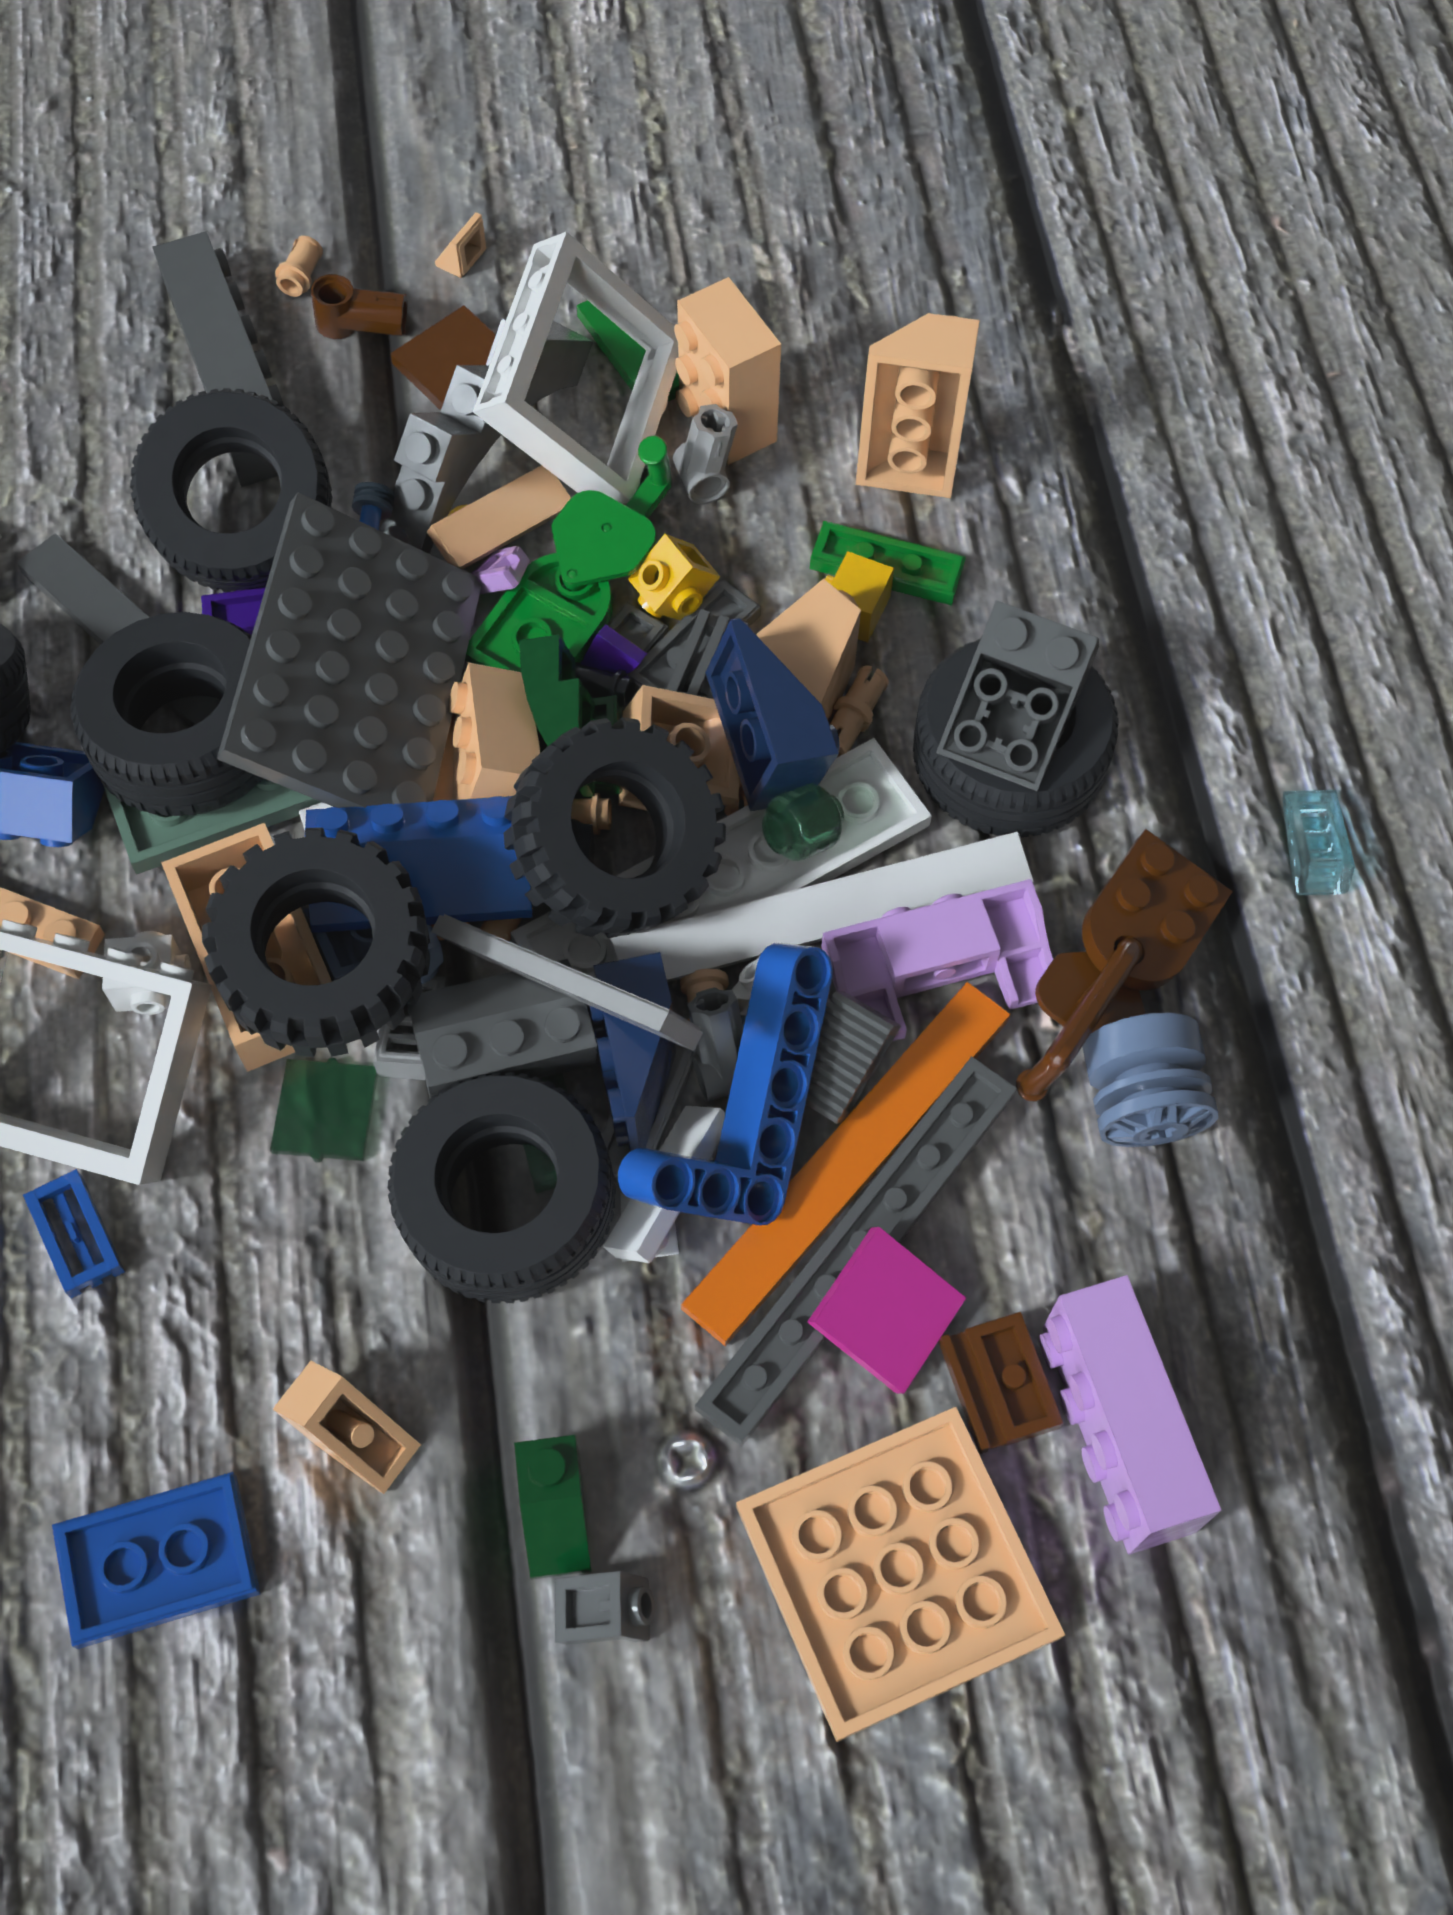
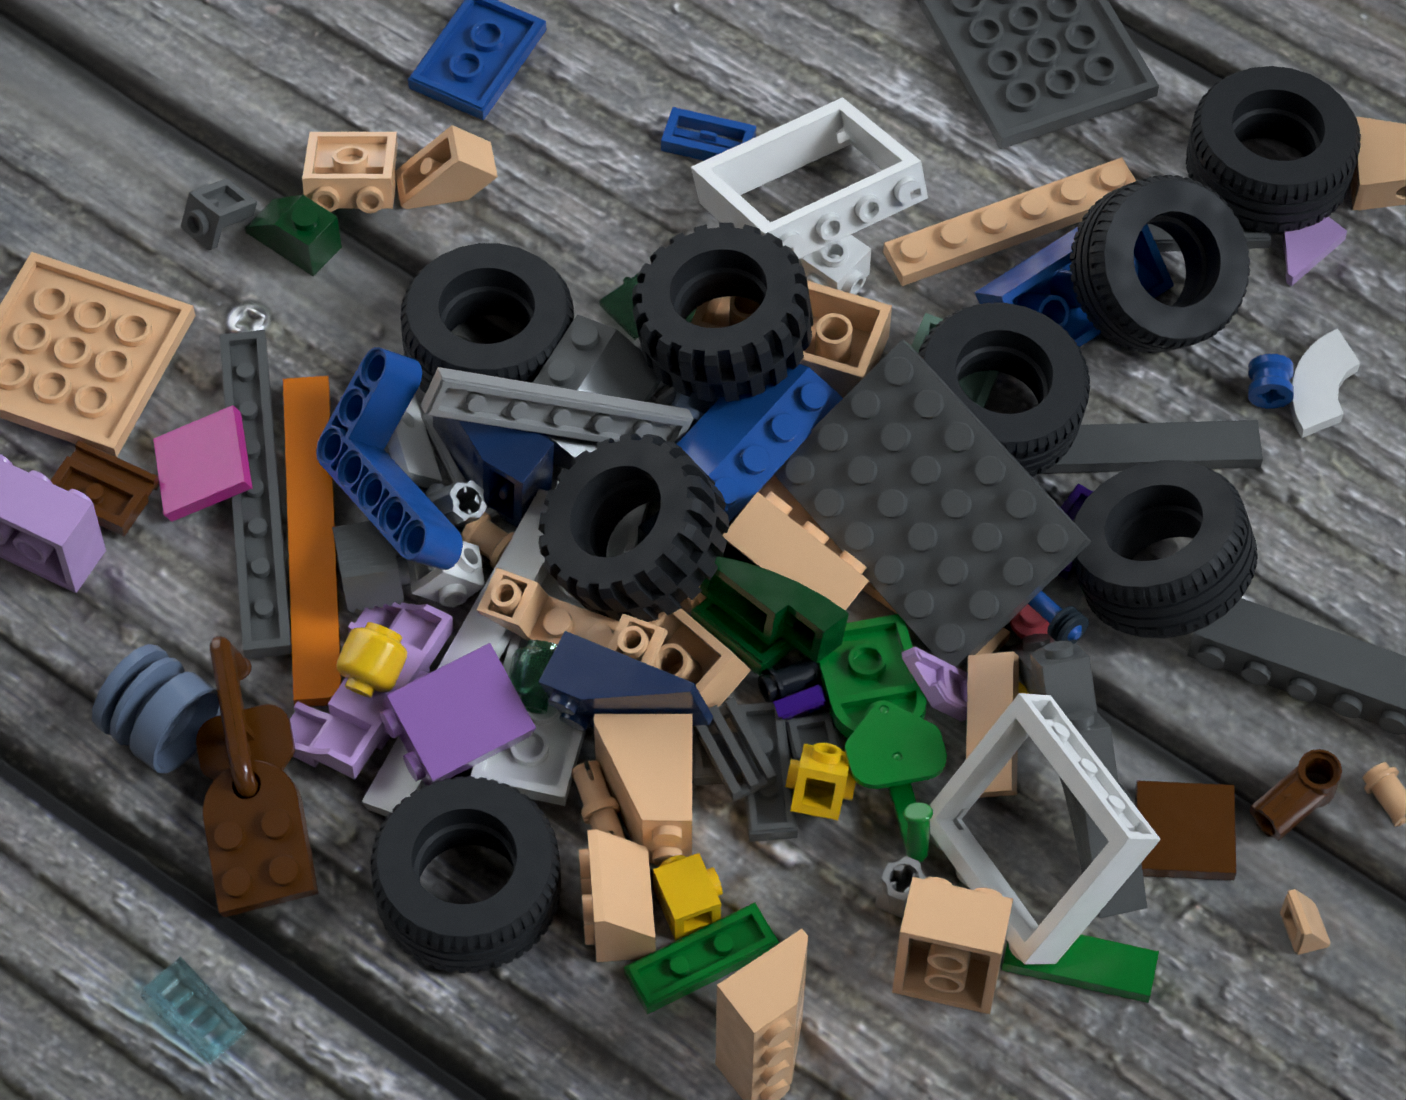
camera: 135 degrees right, 5 degrees down
(430, 1520) = (351, 170): none -> light nougat plate
(747, 868) = (533, 615): none -> light nougat slope
(910, 836) = (457, 716): none -> medium lavender brick
(918, 625) = (616, 897): none -> light nougat slope
(938, 929) = (371, 659): none -> yellow head
(1018, 695) = (469, 849): dark grey slope -> none

